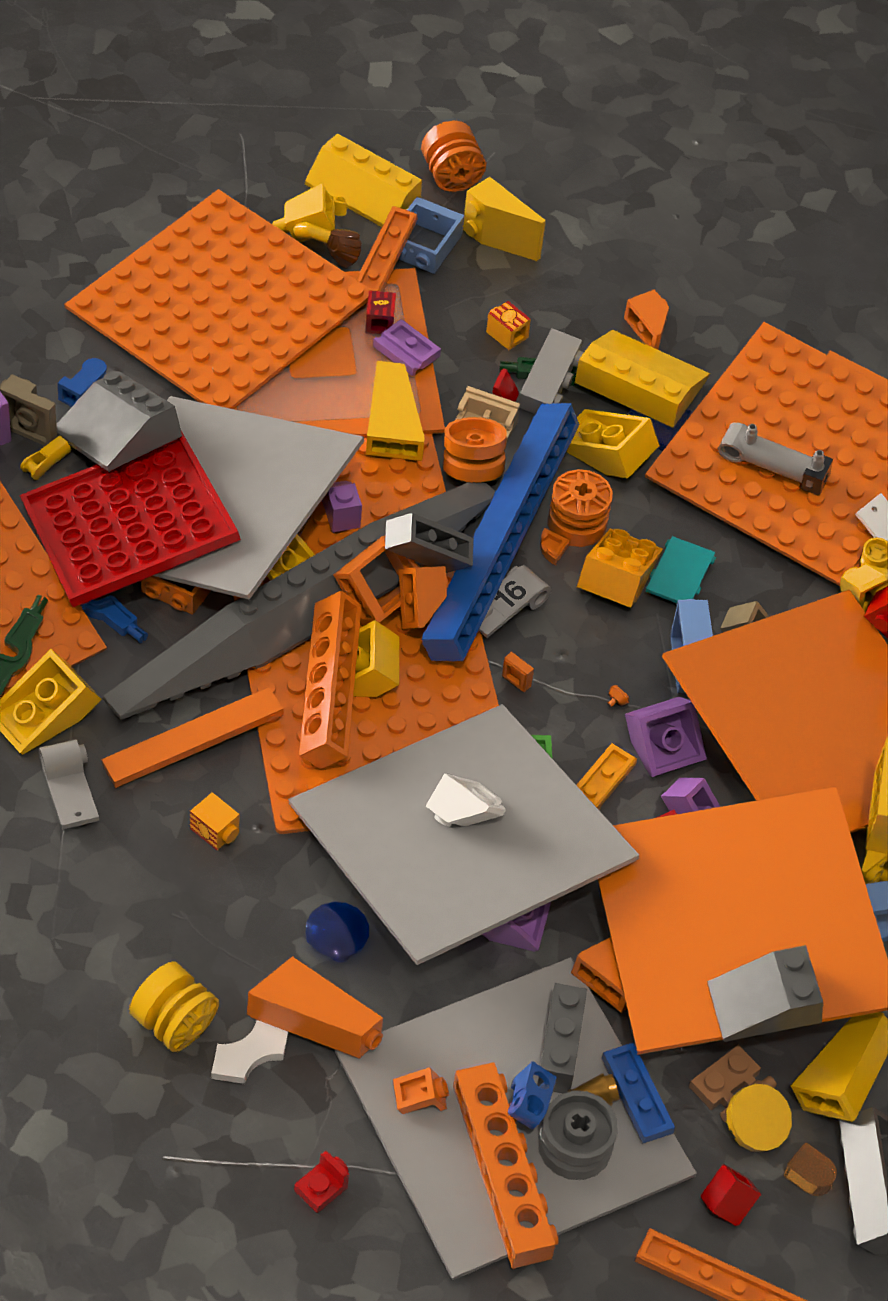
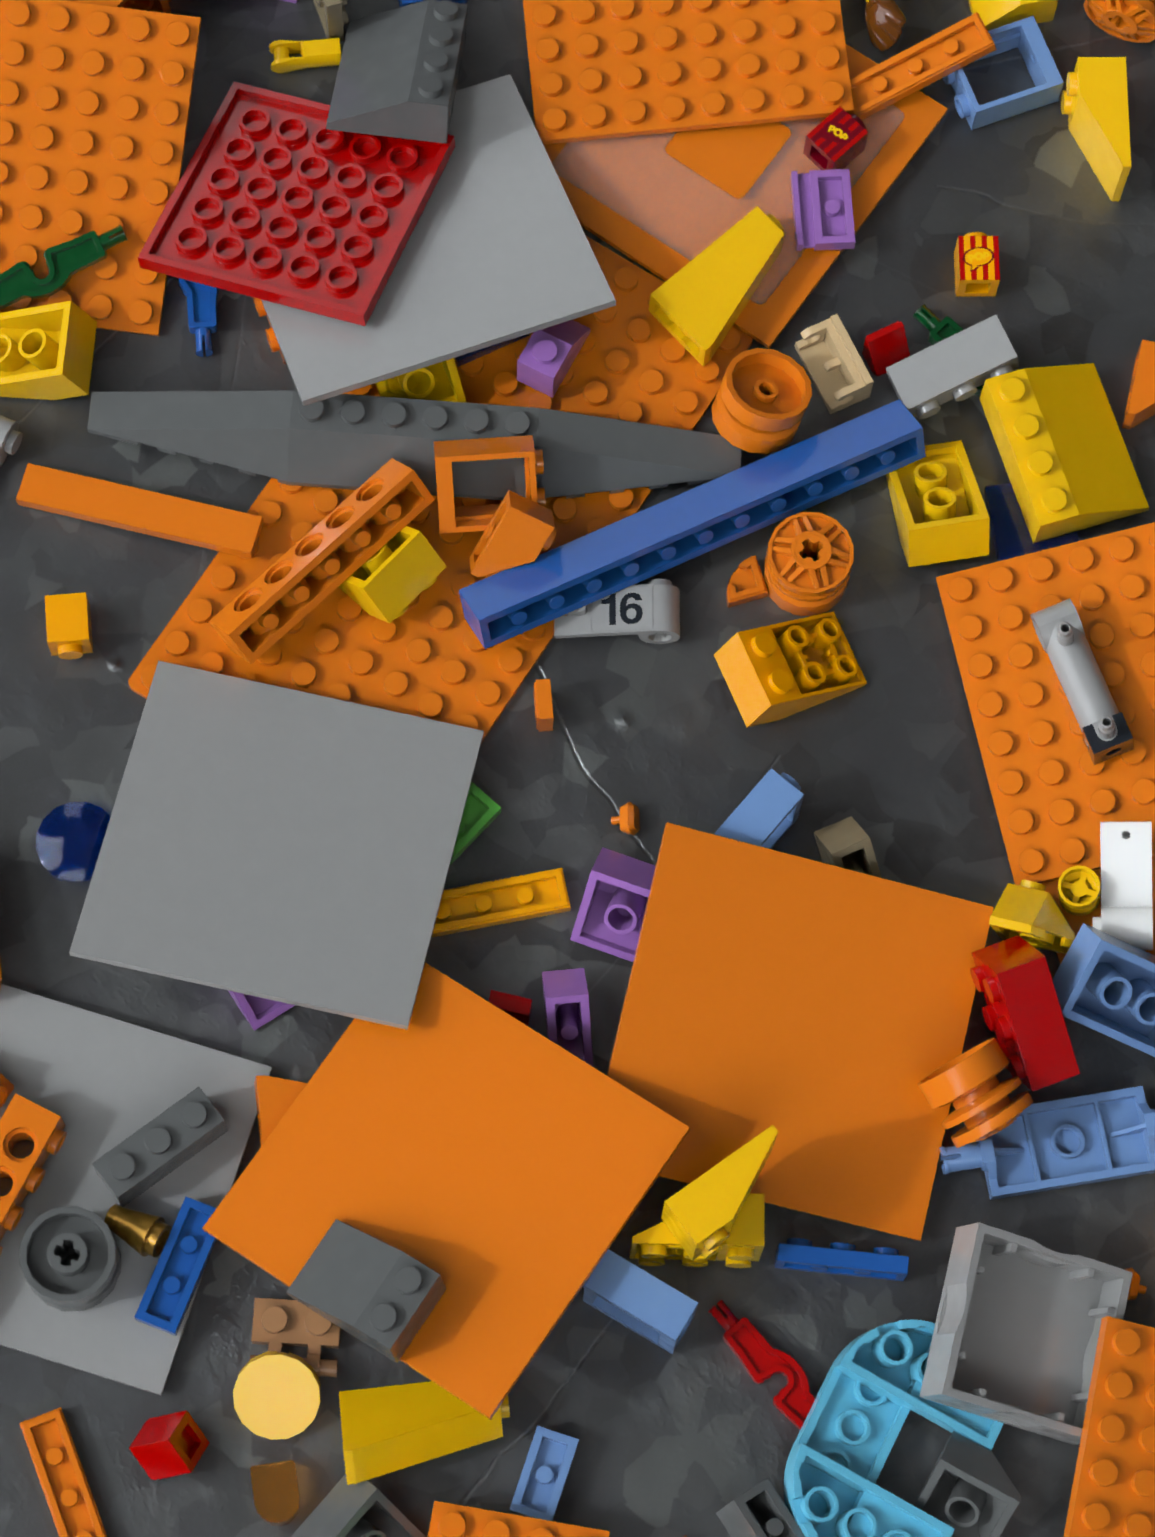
camera: 45 degrees right, 20 degrees up
(428, 542) = (555, 488): dark grey brick -> none
(463, 802) = (301, 818): white slope -> none
(530, 1100) = (56, 1182): blue leg -> none
(680, 570) = (852, 727): teal piece -> none

